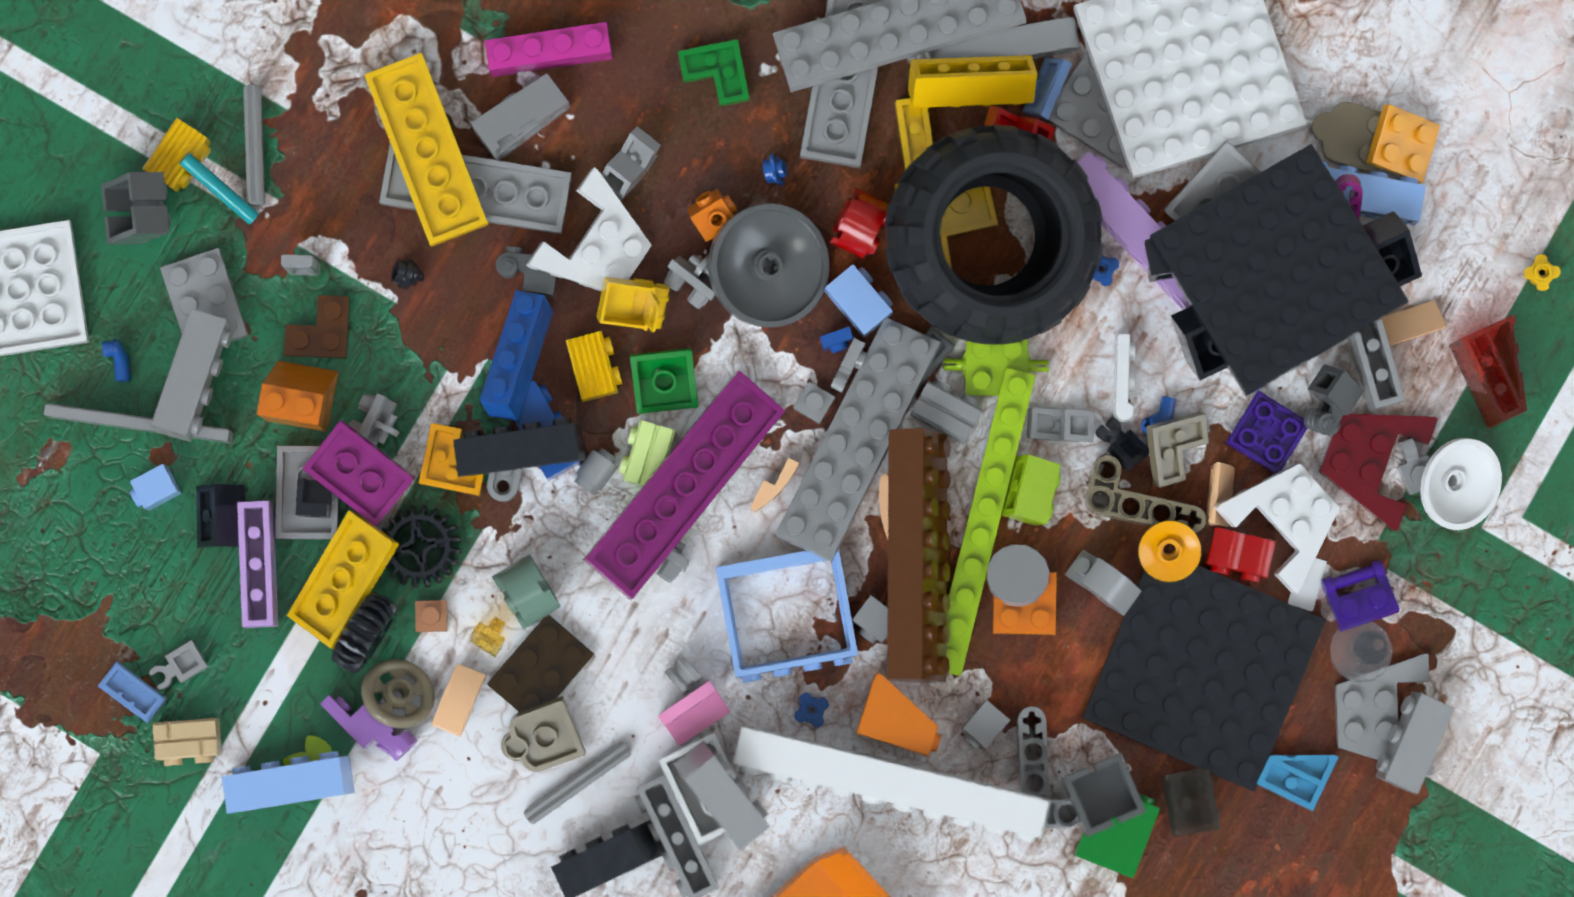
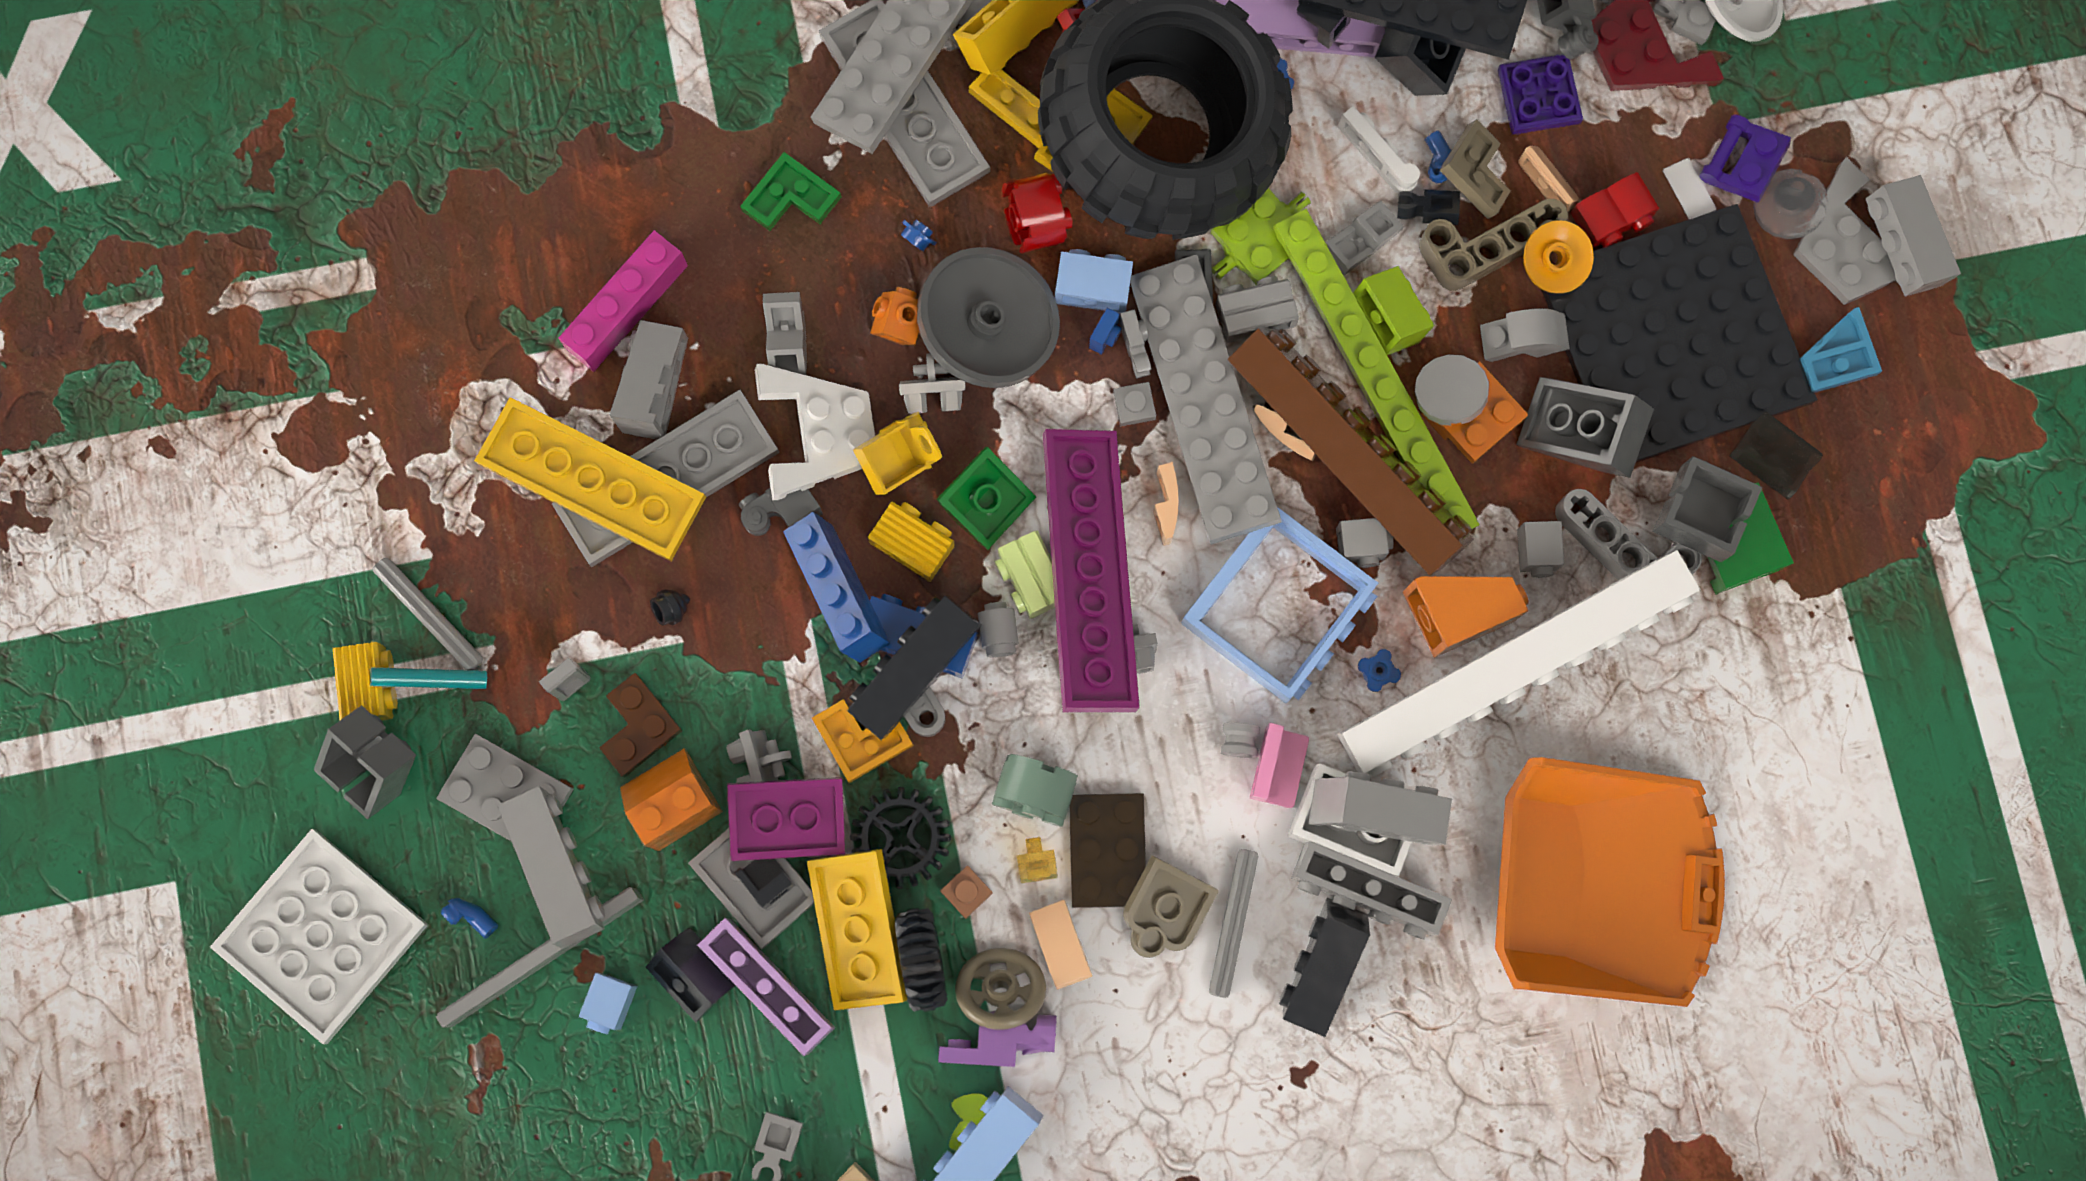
camera: 45 degrees left, 5 degrees down
(1084, 674) = (1586, 426): none -> dark grey slope
(1296, 510) = (1629, 134): white wing -> none

